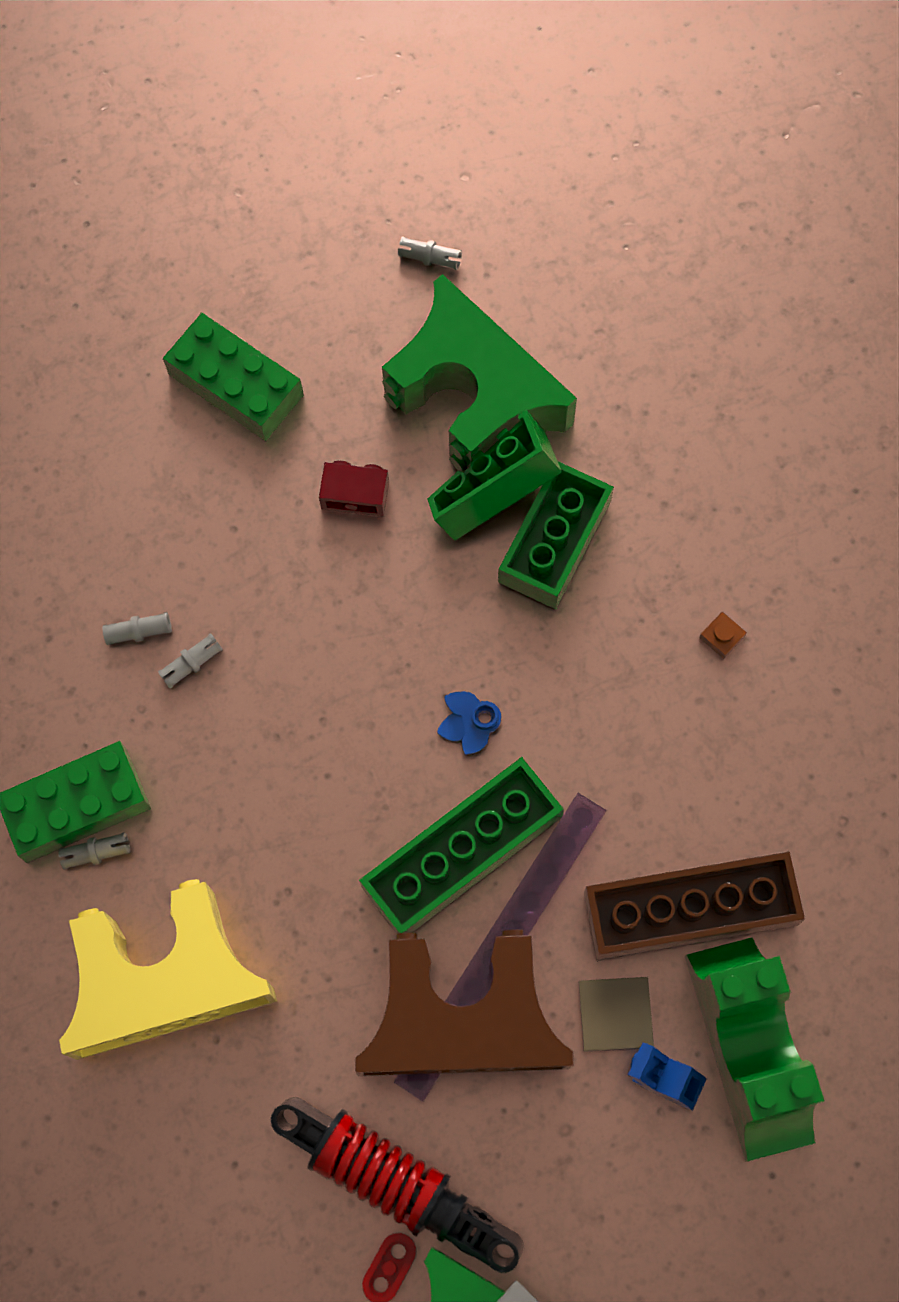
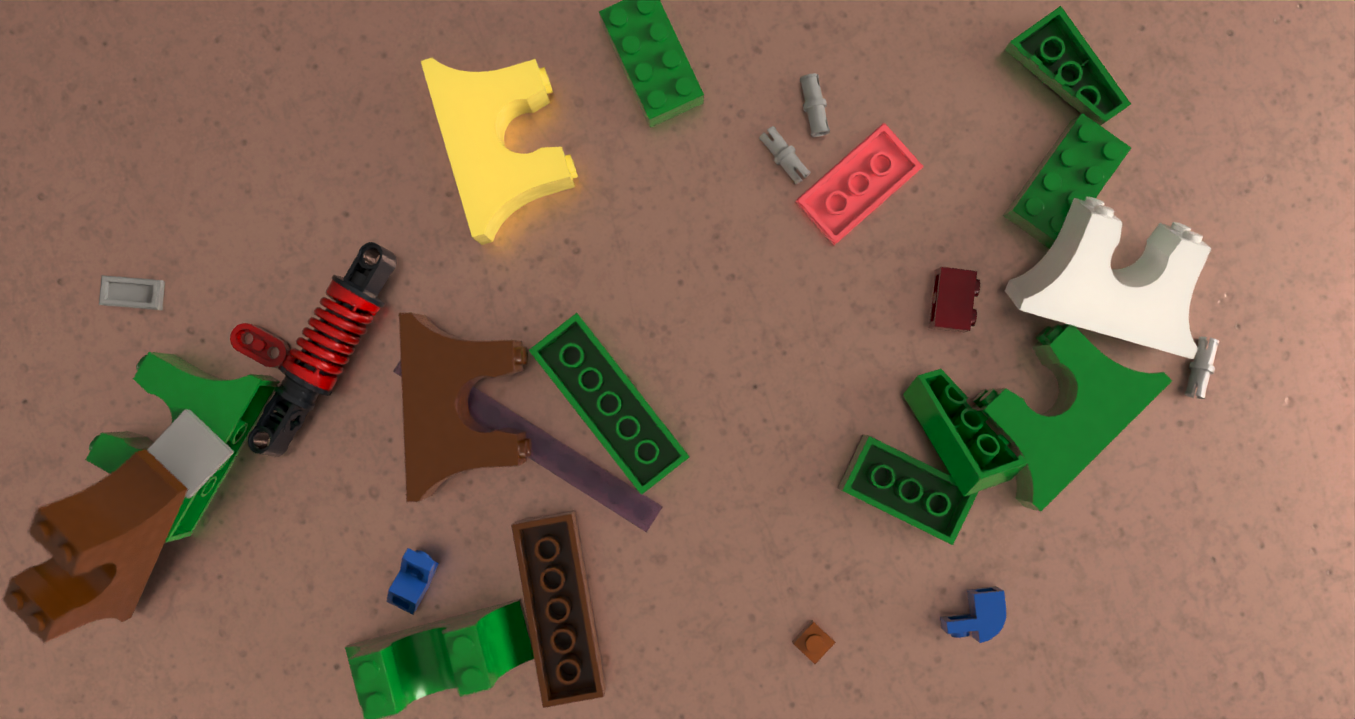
camera: 85 degrees right, 15 degrees up
(94, 850) = (609, 79): light grey pin -> none
(113, 371) = (1069, 66): none -> green wedge
(226, 585) = (859, 184): none -> coral tile
(361, 311) = (1135, 303): none -> white piece
(464, 721) = (730, 404): blue plate -> none
(615, 1014) = (469, 537): dark tan tile -> none
(688, 460) = (985, 618): none -> blue brick

